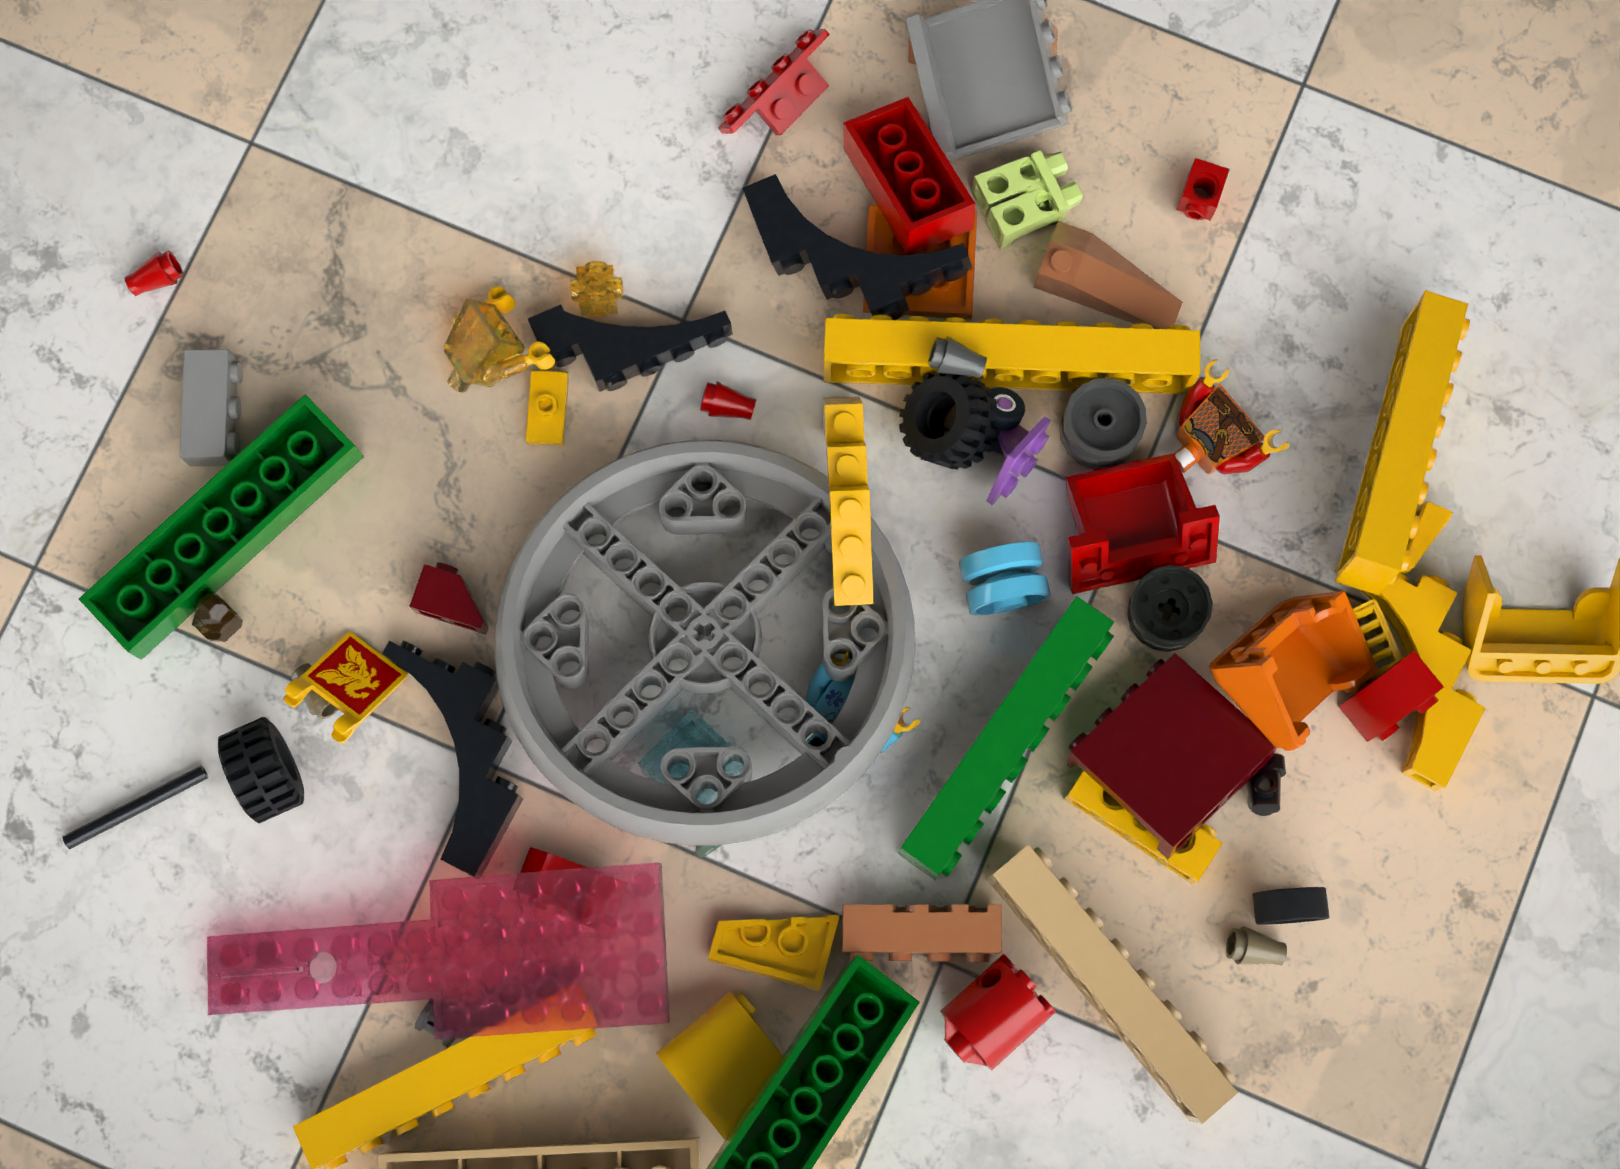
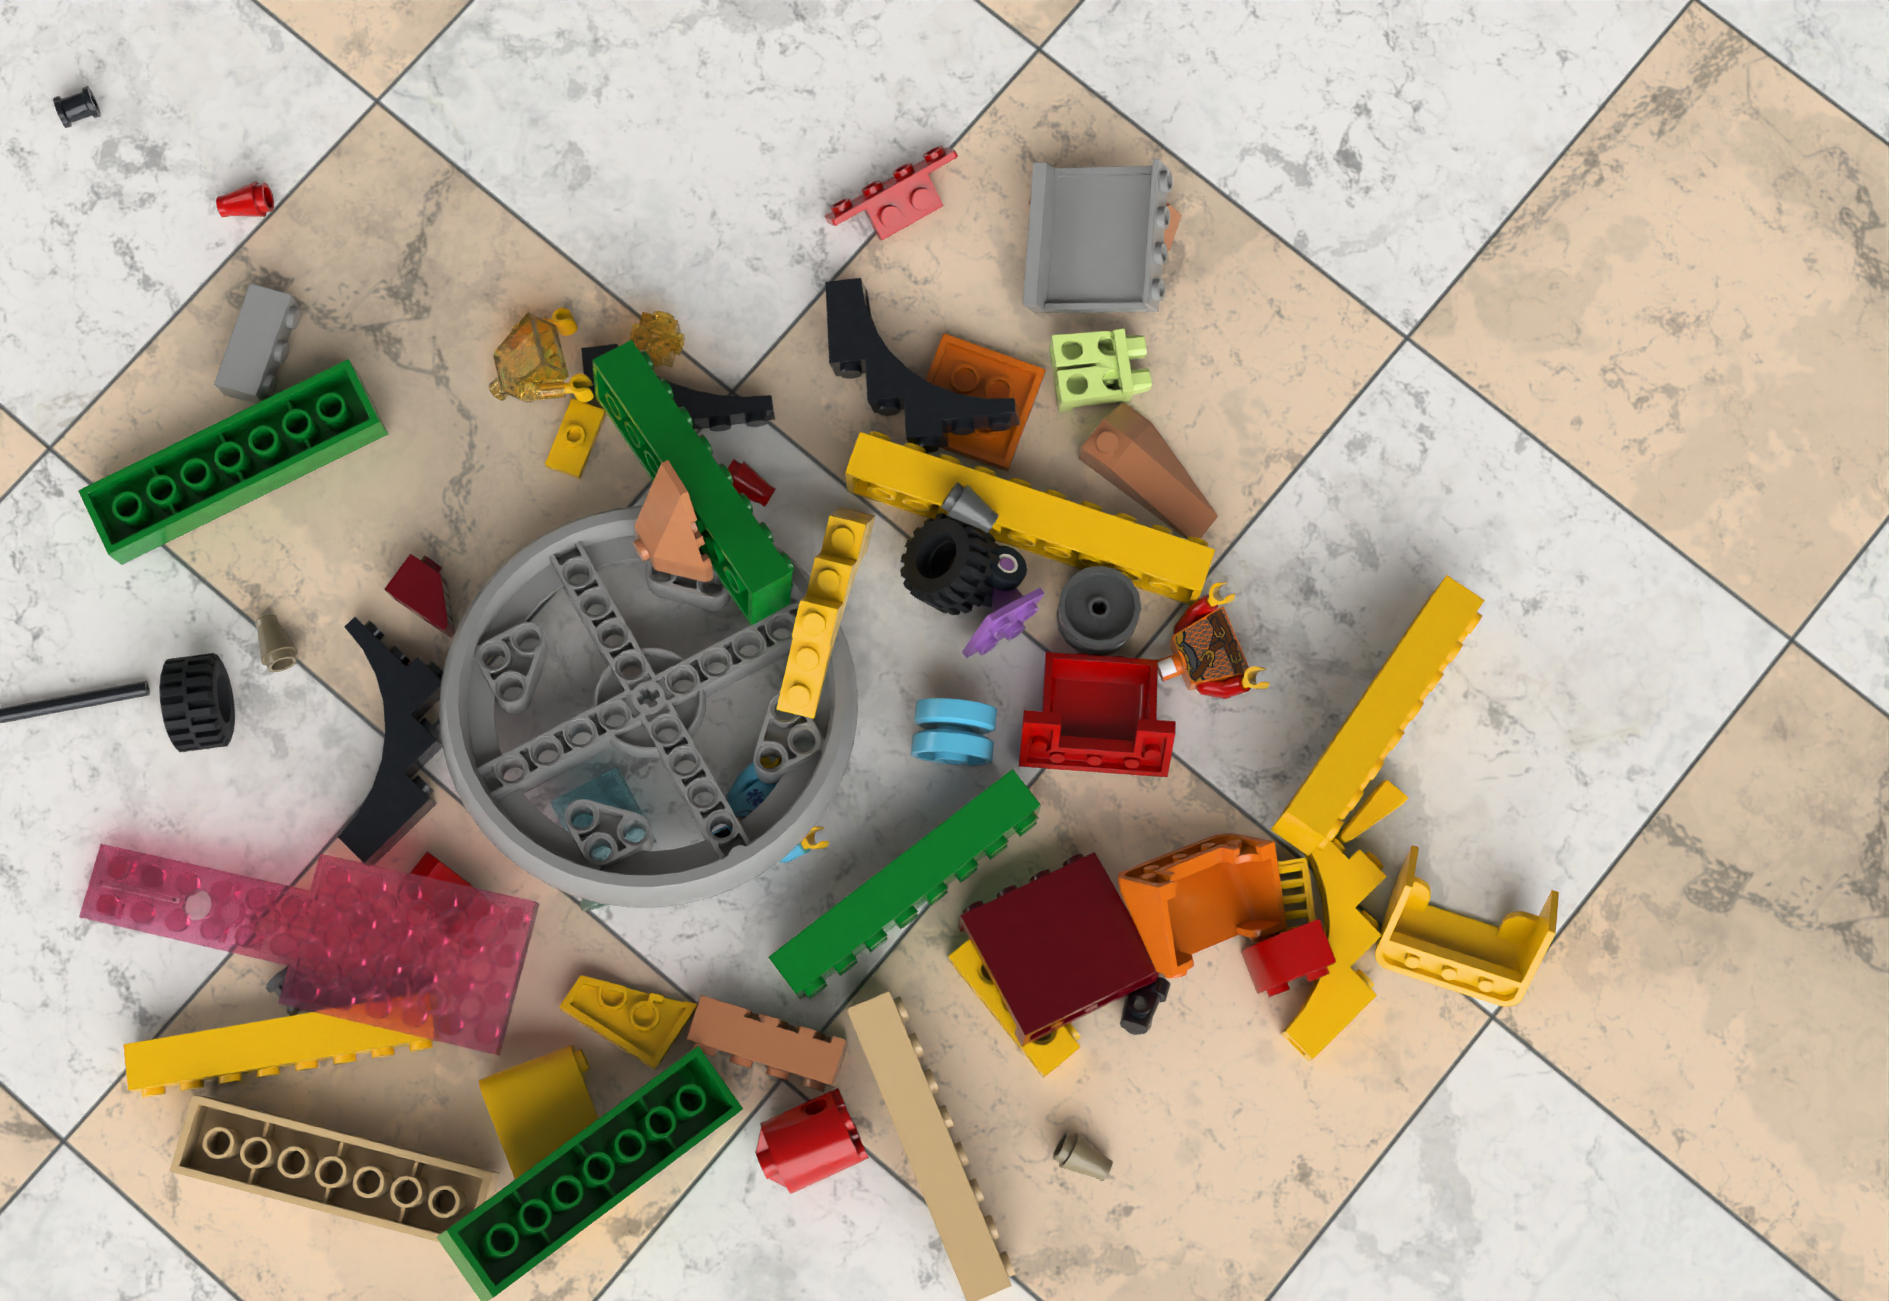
camera: 15 degrees right, 0 degrees up
(215, 618) = (202, 546): dark brown rock -> none
(351, 679) = (308, 642): flag -> none
(676, 462) = (668, 529): none -> nougat wedge
(683, 411) = (662, 431): none -> green brick
(908, 176) = (987, 317): red brick -> none
(1190, 602) = (1102, 785): pearl dark grey wheel -> none
(1205, 176) = (1274, 398): red brick -> none
(1290, 905) = (1126, 1126): black tyre -> none

